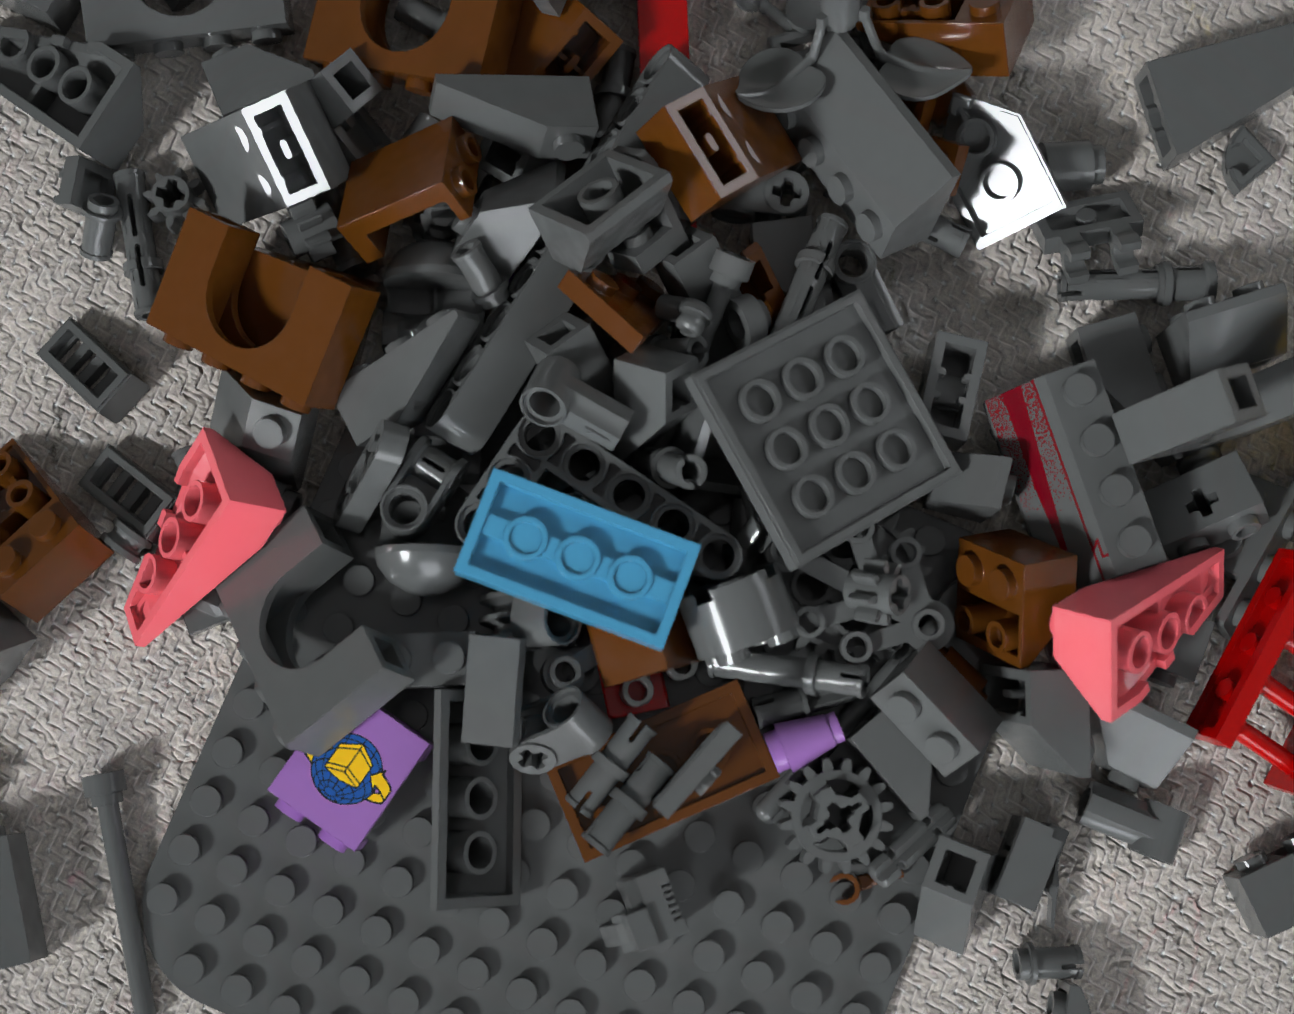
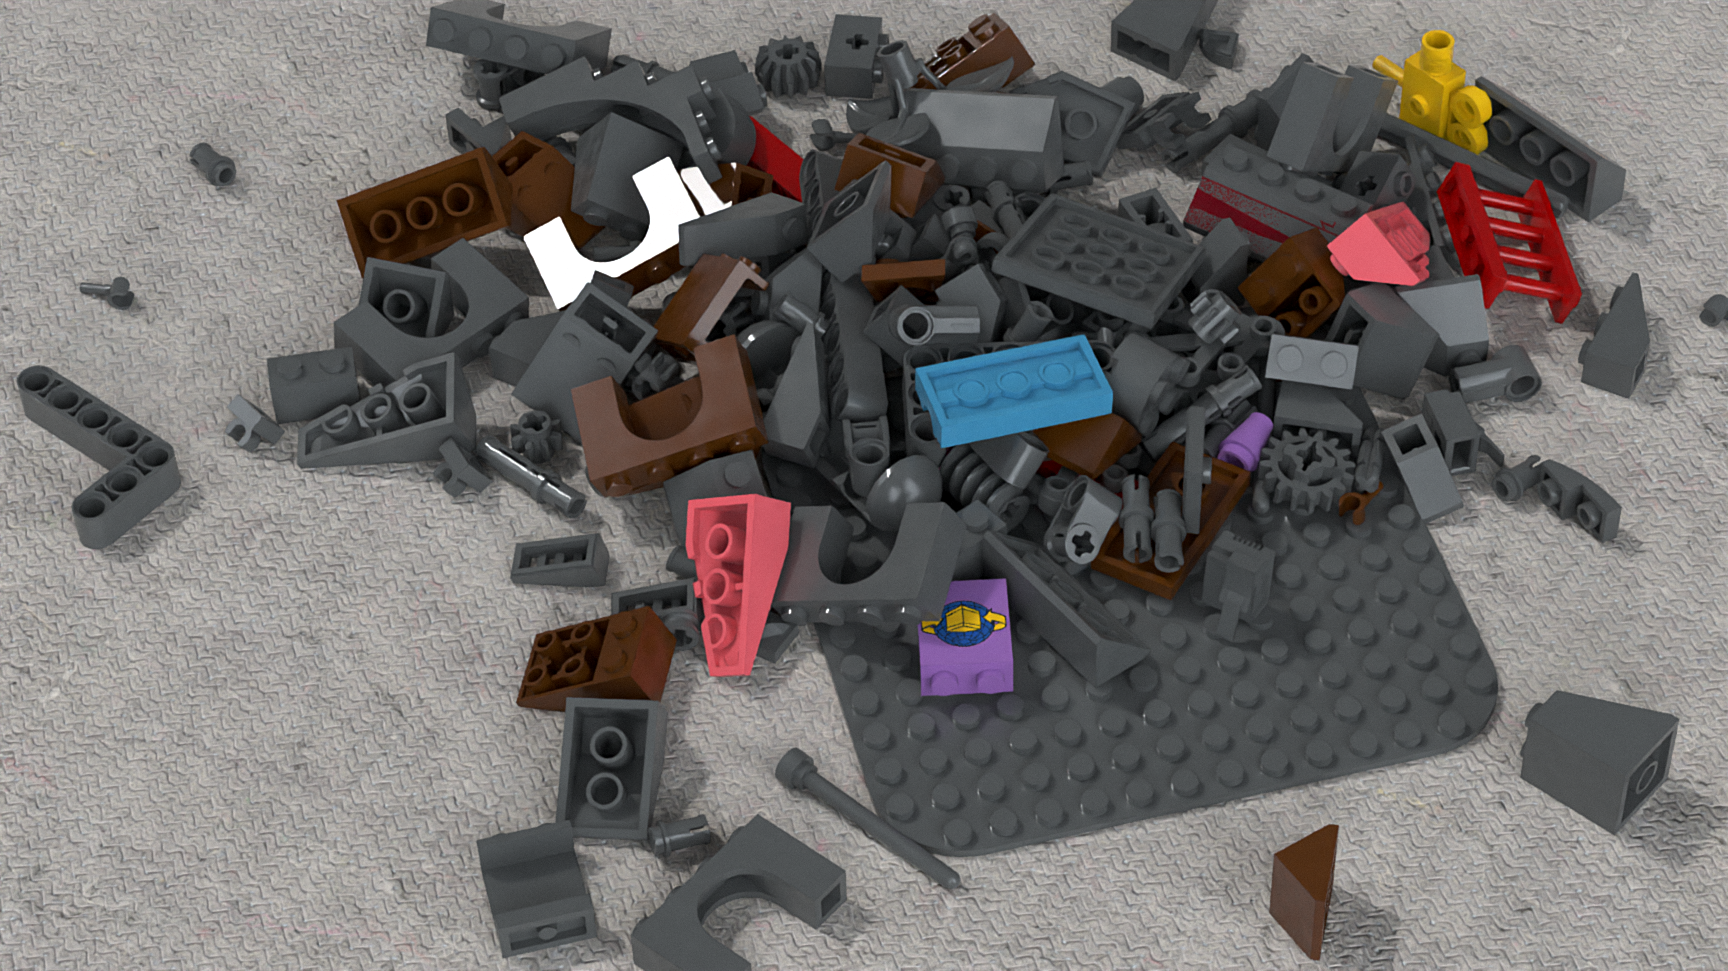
camera: 35 degrees left, 35 degrees down
(100, 222) = (495, 476): dark grey pin -> none
(371, 475) = (828, 455): dark grey beam -> none
(493, 690) = (1022, 510): dark grey tile -> none

